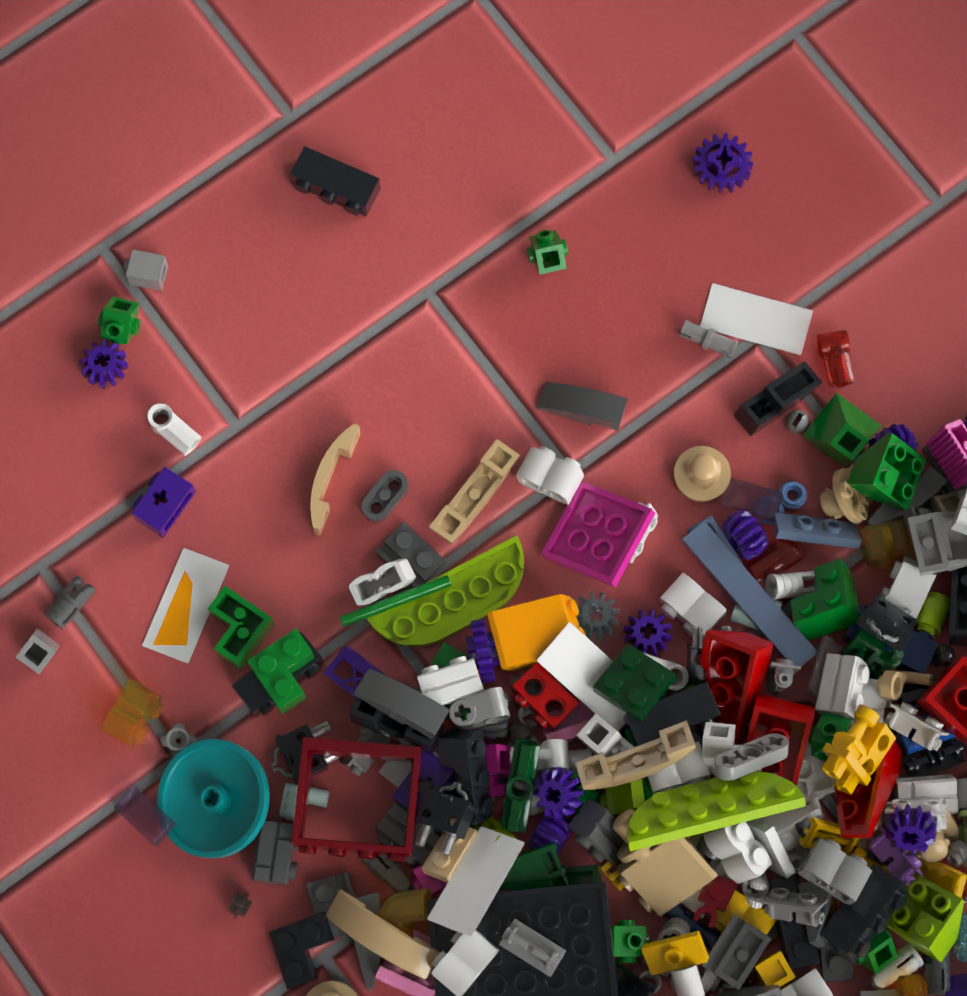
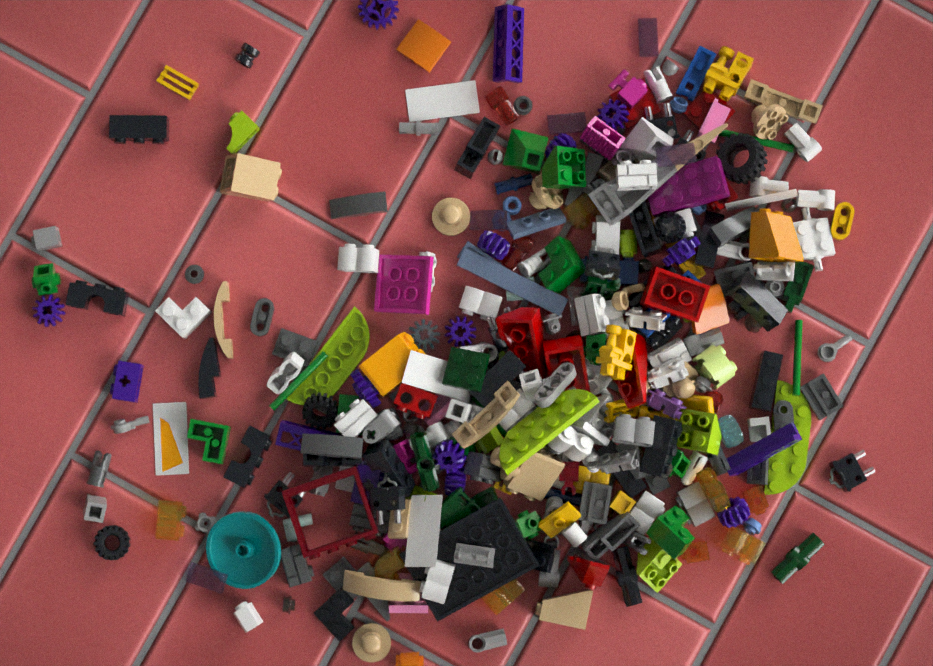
camera: 25 degrees left, 10 degrees up
(30, 694) = (123, 538): none -> black tyre
(127, 558) = (121, 426): none -> light grey plate
(157, 361) = (114, 300): none -> black arch
(174, 430) = (113, 333): white piece -> none
(175, 893) = (247, 616): none -> white brick
(275, 669) = (245, 456): green brick -> none
(277, 453) = (184, 320): none -> white brick
(279, 535) = (208, 371): none -> black slope
(323, 408) = (200, 276): none -> dark grey plate
(391, 662) = (320, 421): none -> black tyre
(400, 128) = (164, 74): none -> yellow tile
(453, 306) = (250, 177): none -> tan slope
(471, 242) = (242, 131): none -> lime arch
(475, 492) = (316, 290): tan slope -> none
(520, 149) = (247, 59): none -> black wheel
(547, 251) = (293, 116): green brick -> none
(762, 236) = (423, 45): none -> orange slope
(807, 467) = (513, 183): none -> dark blue pin
(870, 364) = (523, 99): none -> dark grey plate
(875, 276) = (504, 43): none -> dark purple fence
(910, 829) = (667, 385): dark purple gear -> none
(919, 419) = (566, 123): none -> tile

